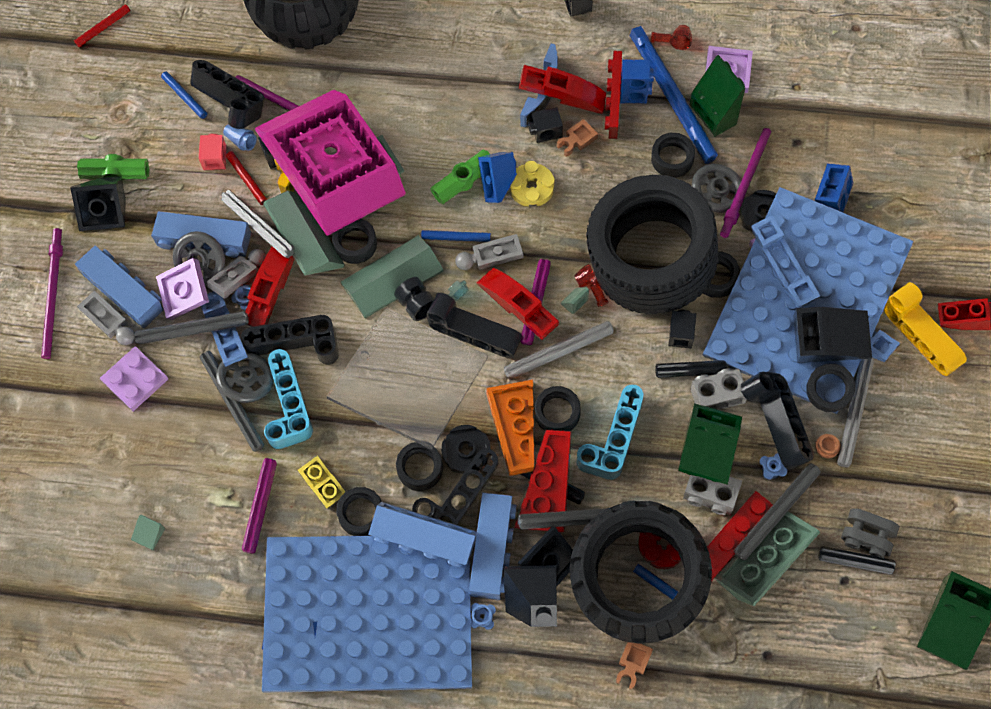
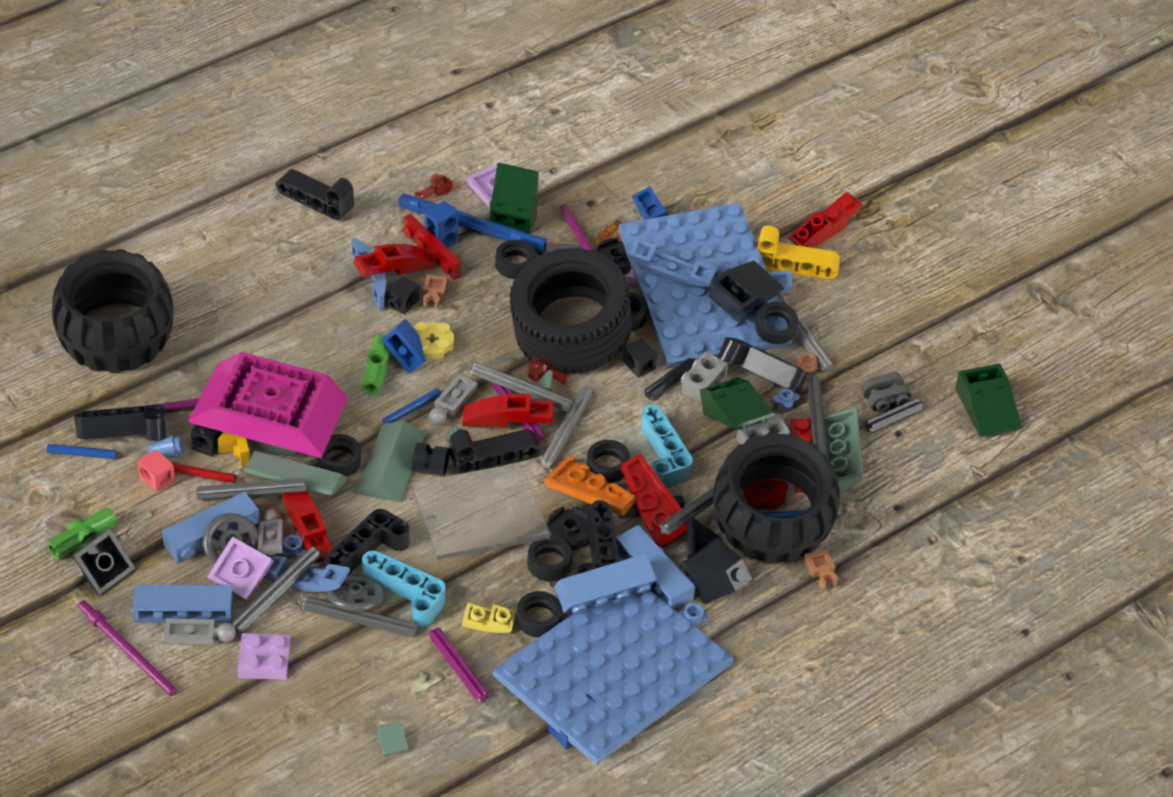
camera: 50 degrees left, 20 degrees down
(552, 286) = (521, 386): none -> dark grey axle
(773, 183) = (606, 232): none -> clear orange bar

